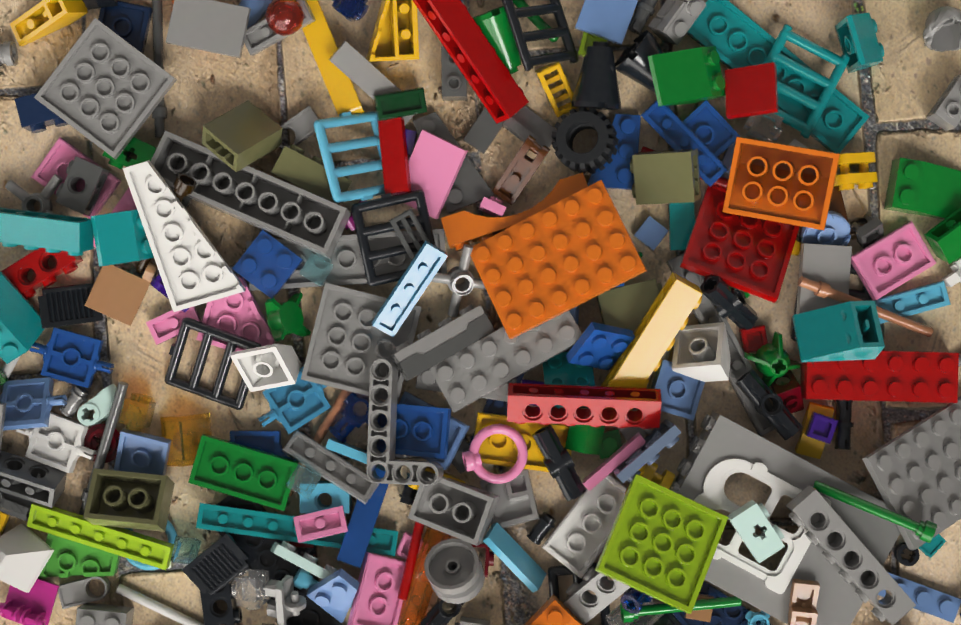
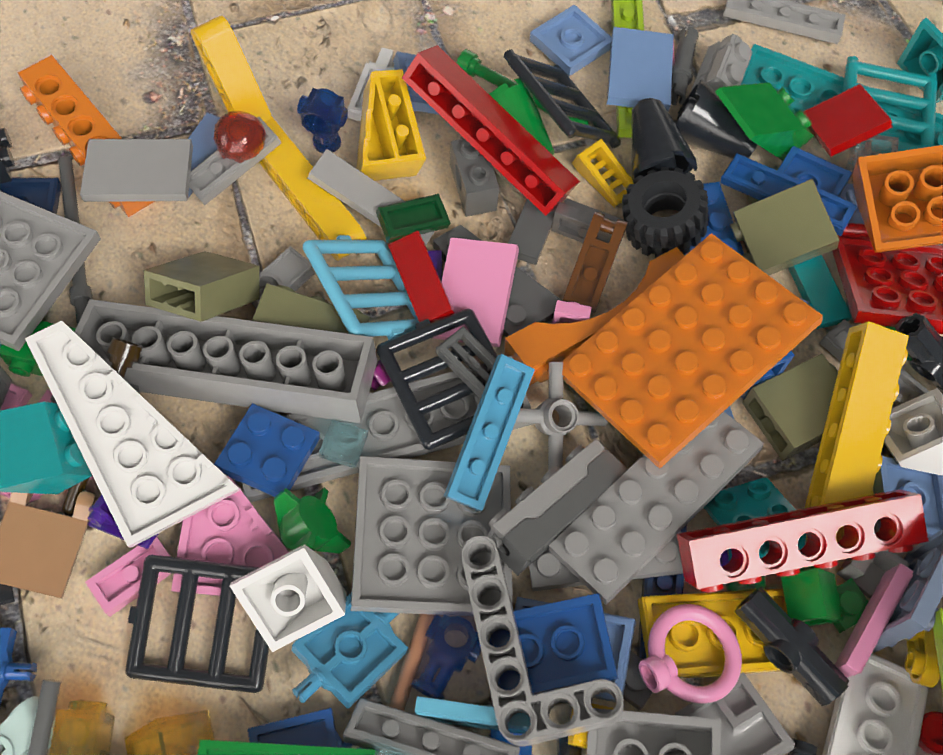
camera: 15 degrees left, 25 degrees down
(600, 346) = (787, 453): blue plate -> none

